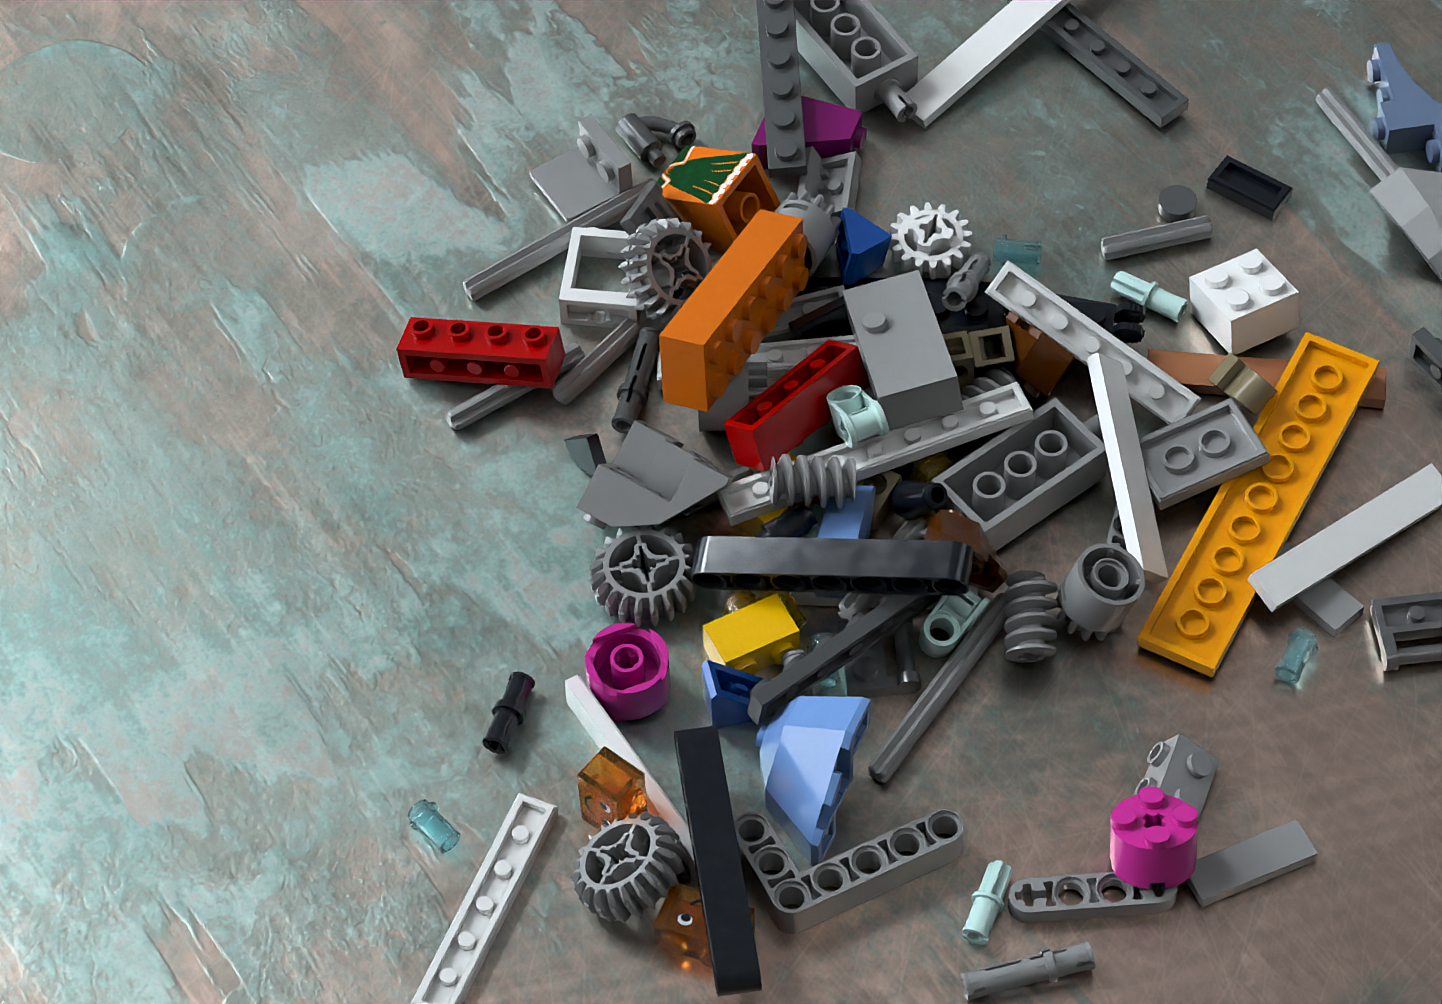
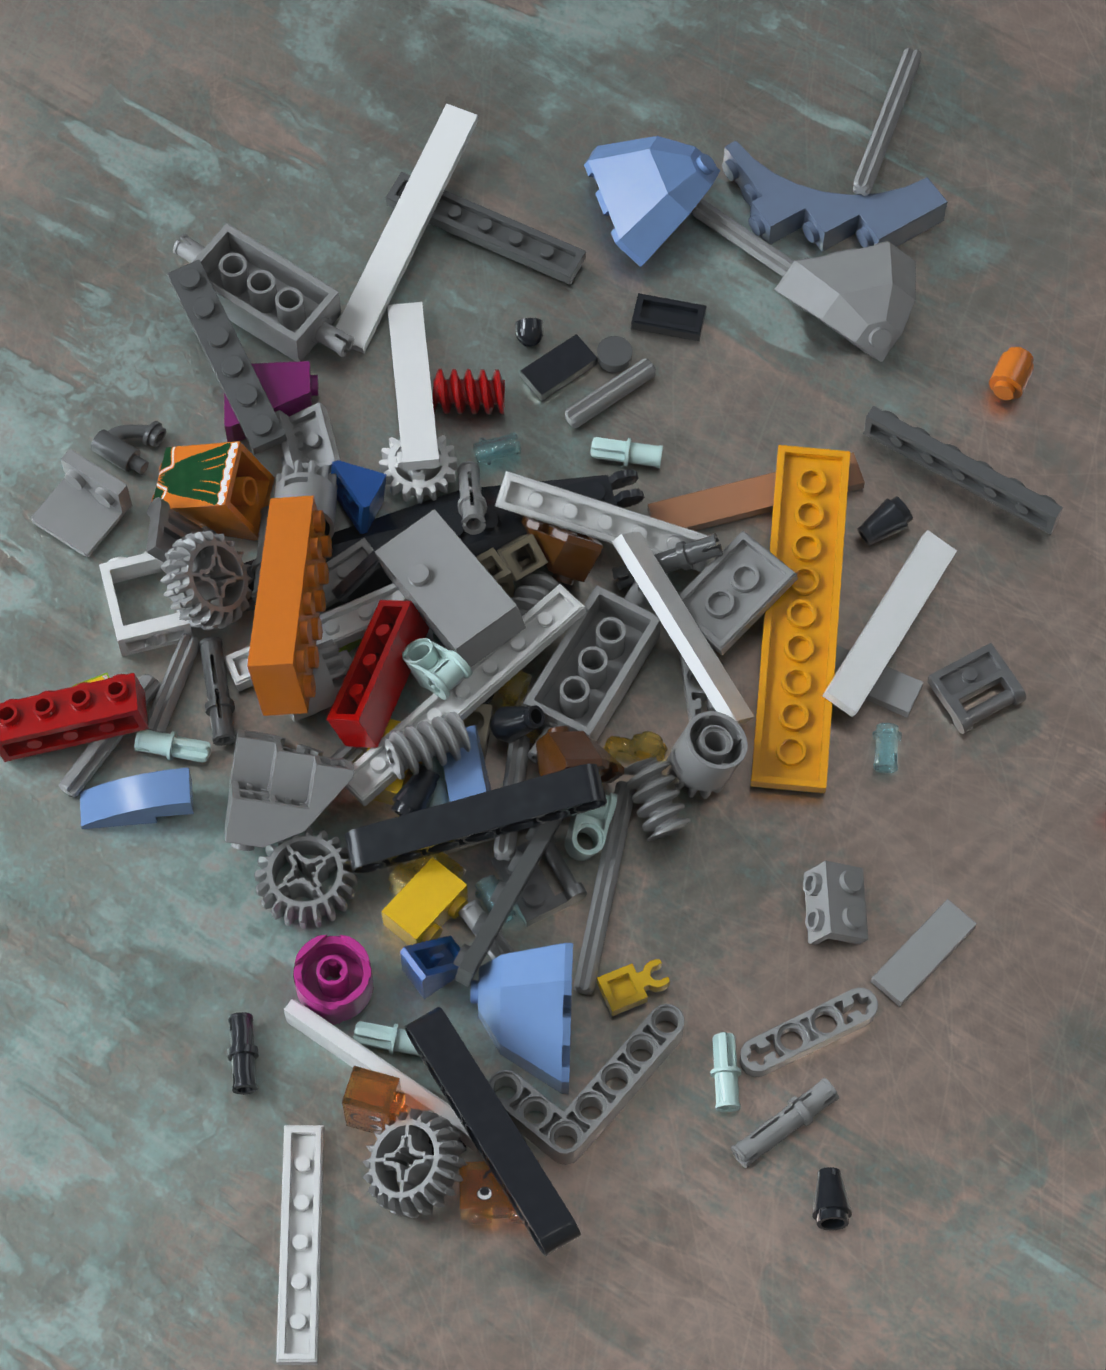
camera: 25 degrees left, 10 degrees up
(434, 826) = (222, 1185): clear light blue pin -> none
(515, 450) = (137, 799): none -> medium blue slope
(549, 245) = (86, 577): light grey axle -> none
(569, 413) = (172, 745): none -> light aqua axle
(586, 451) = (206, 778): tile -> none
(652, 745) = (383, 1037): none -> light aqua axle
(921, 787) = (627, 988): none -> yellow plate
(955, 166) = (413, 386): none -> white tile
(1011, 191) = (469, 391): none -> red piece
(1039, 562) = (639, 747): none -> clear yellow plate
(1099, 155) = (529, 331): none -> black hinge
(1114, 198) = (558, 367): none -> black tile
(1153, 839) = (844, 967): dark pink brick -> none
(1158, 403) = (680, 557): none -> dark grey pin
(1242, 384) = (746, 514): dark tan leg -> none
(1244, 302) = (713, 433): white brick -> none
(1278, 59) = (649, 189): none -> medium blue brick
(1391, 443) = (885, 521): none -> black cone

